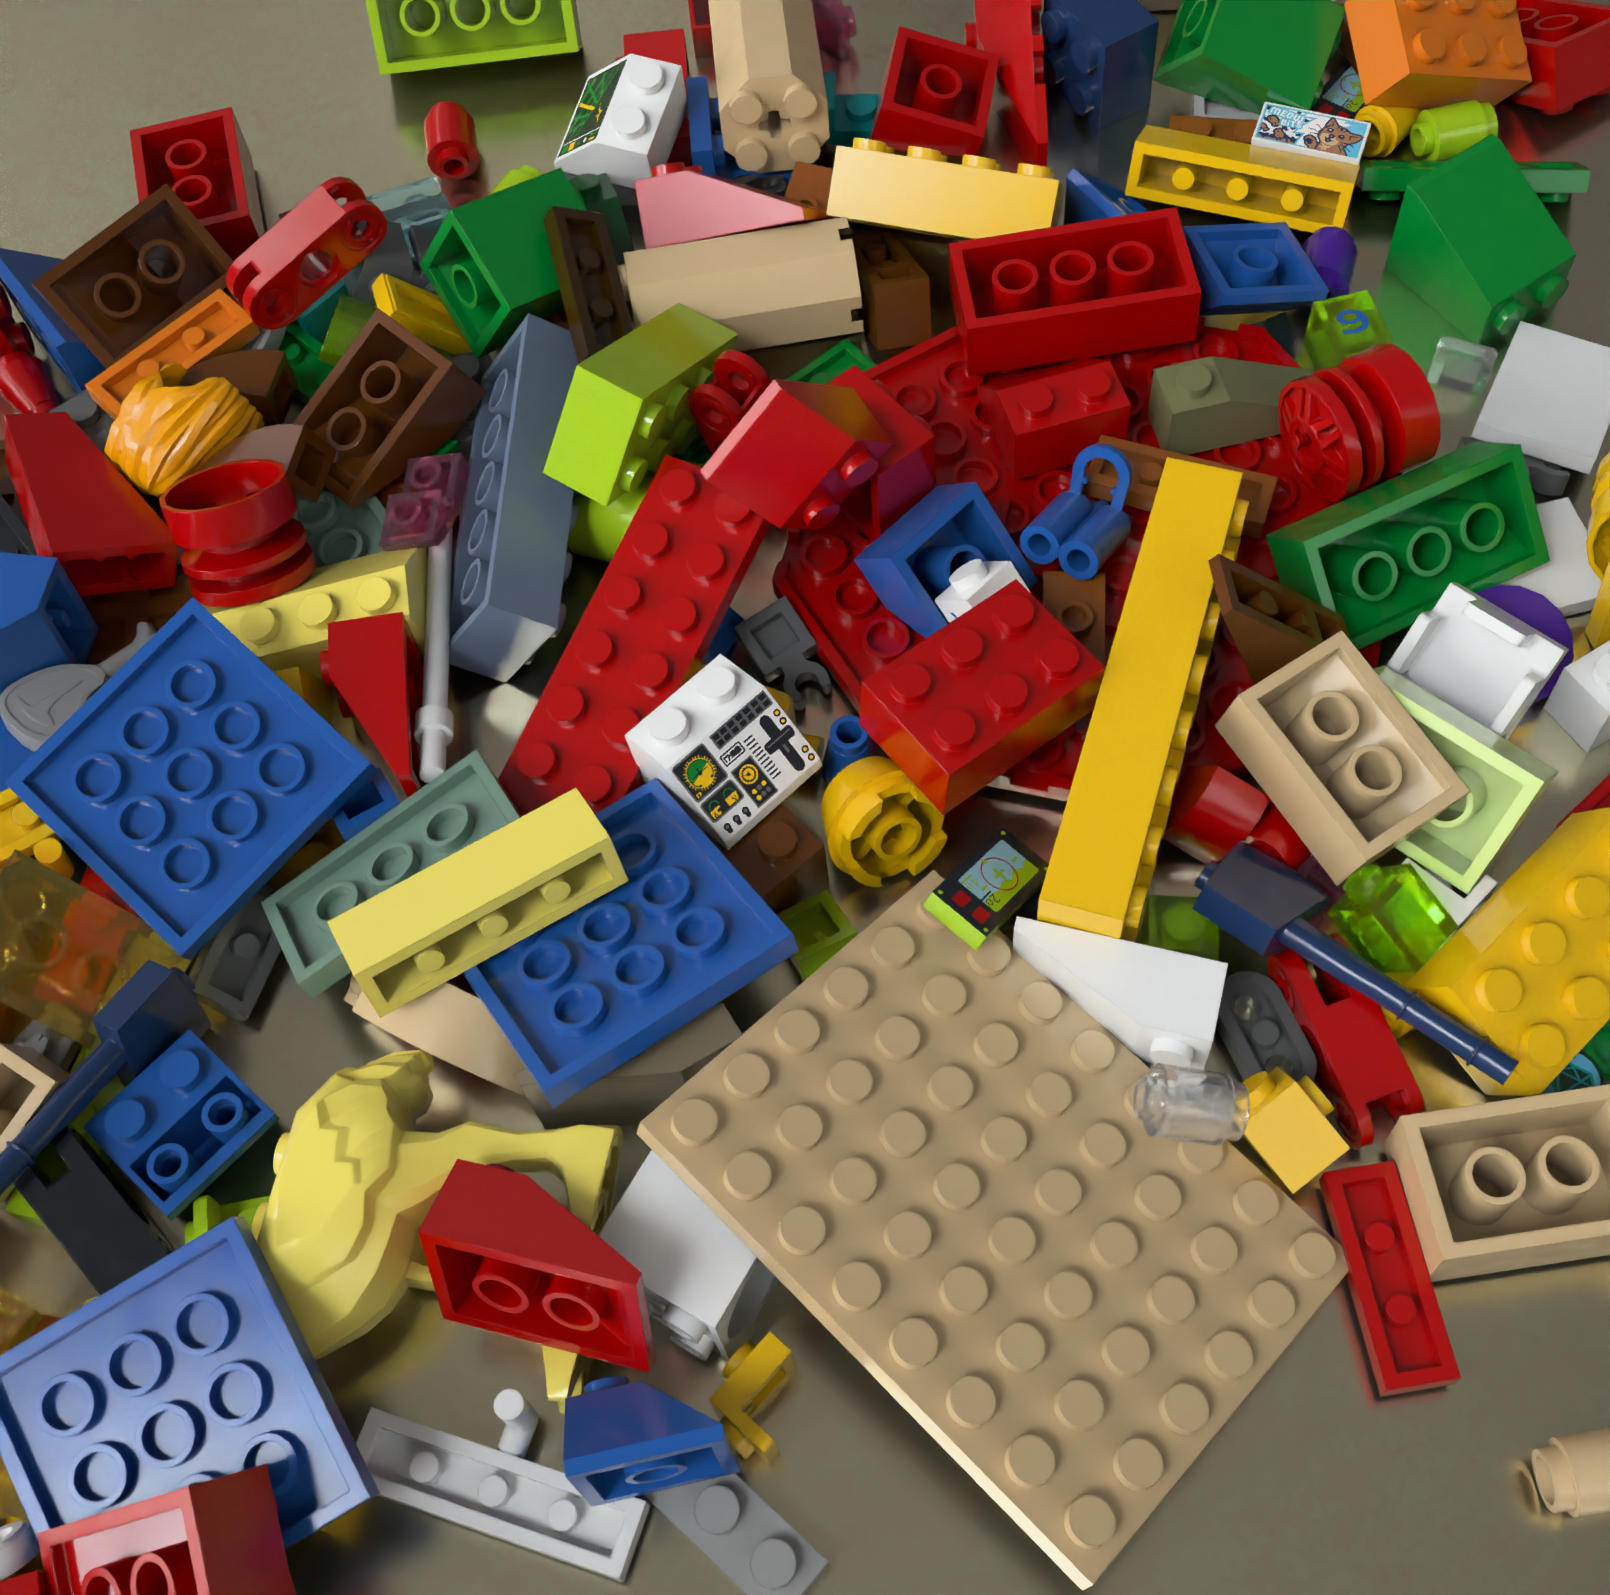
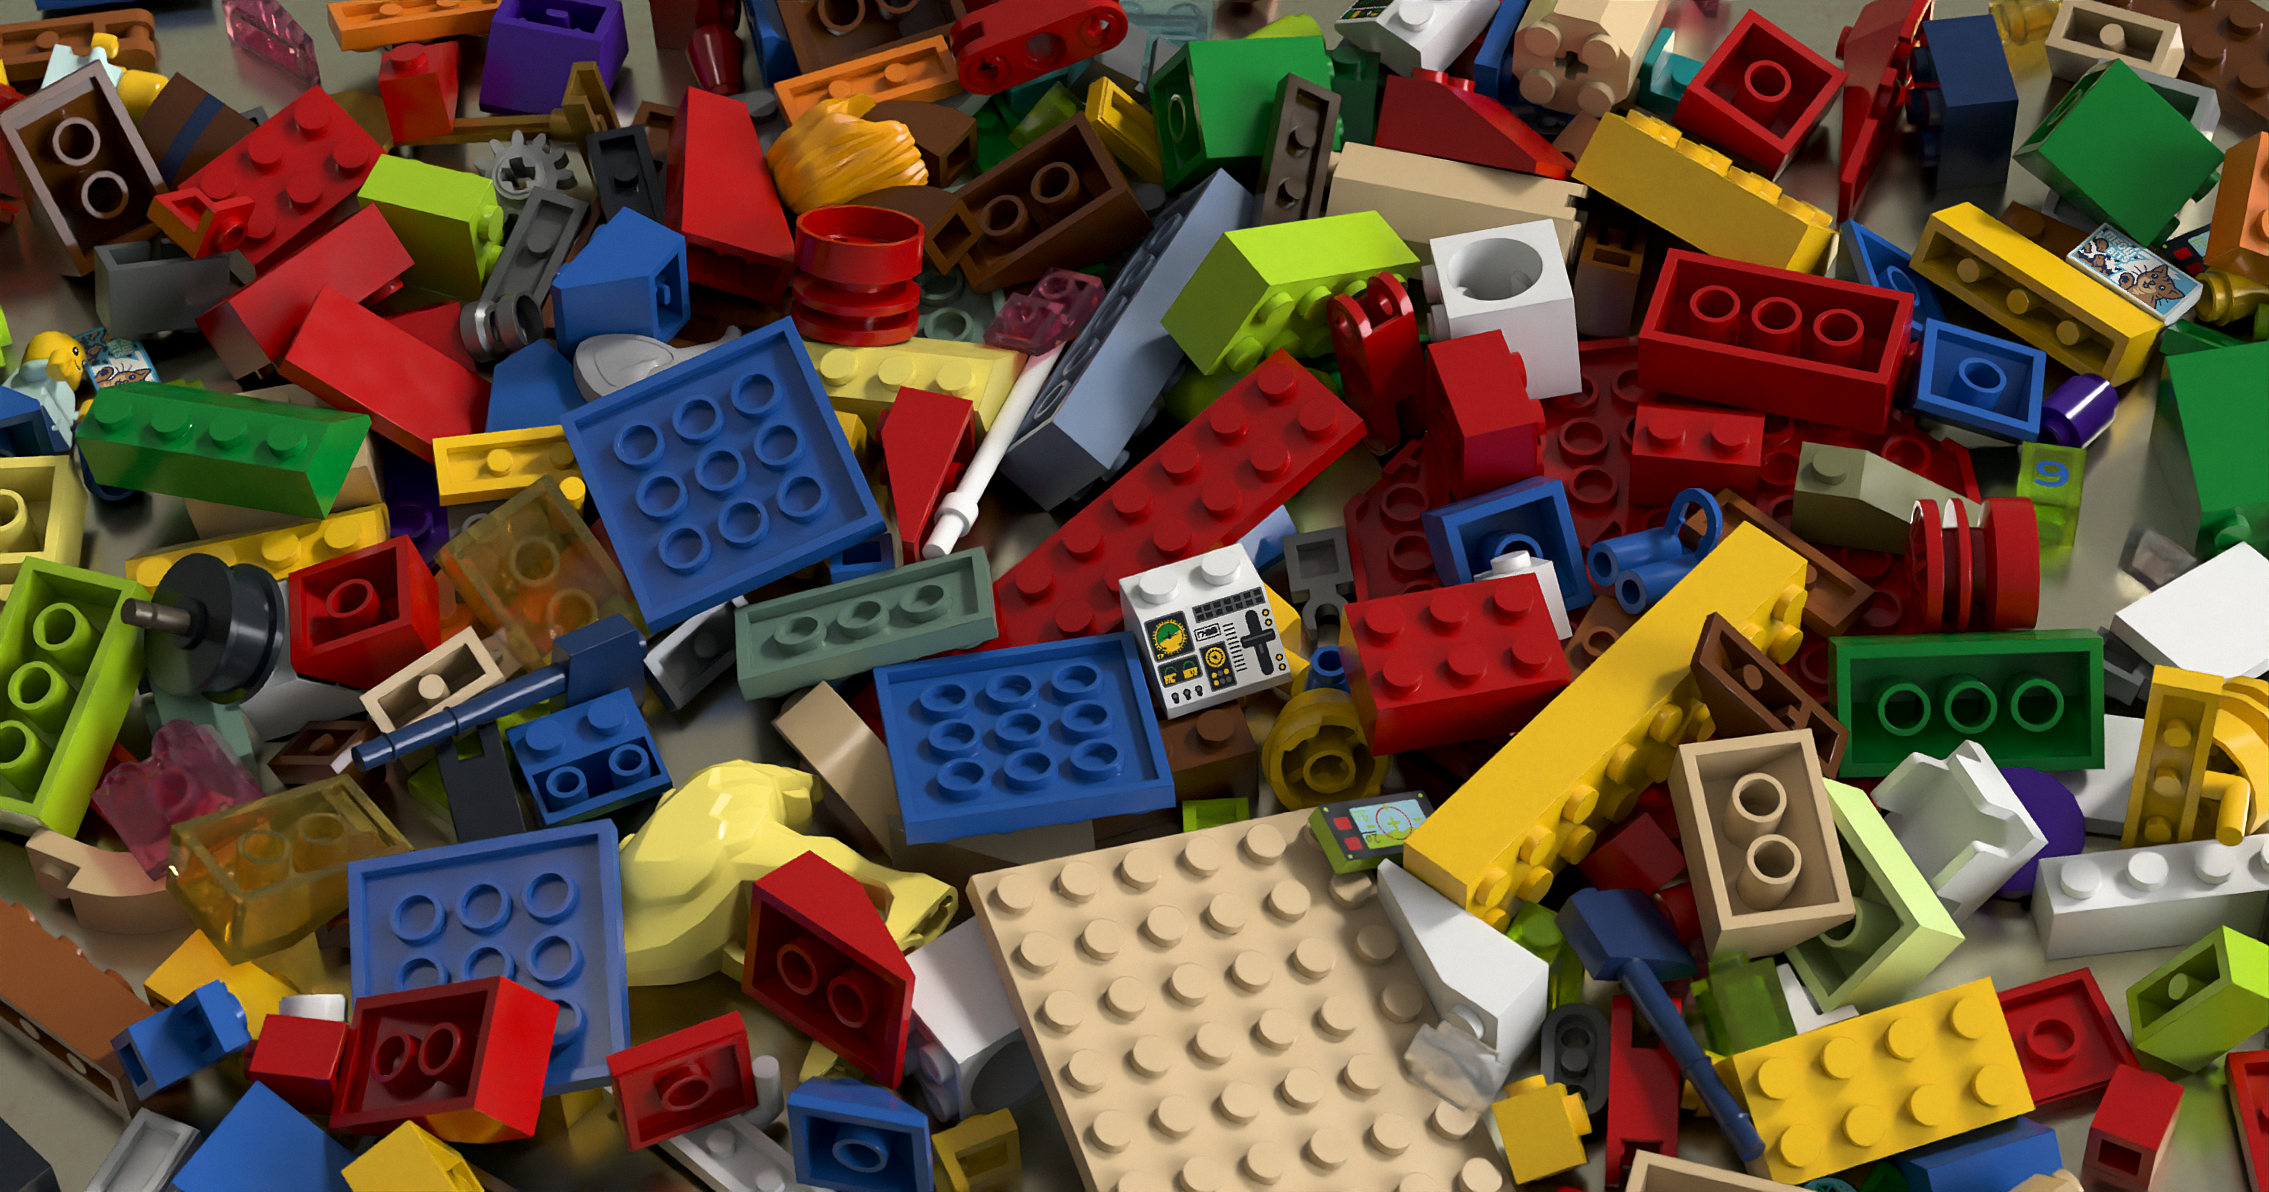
camera: 20 degrees right, 10 degrees down
(429, 1468) = (682, 1081): none -> red tile
(477, 902) = (922, 664): light yellow brick -> none
(799, 453) = (1396, 388): red slope -> none
(832, 323) = (1511, 283): none -> white brick

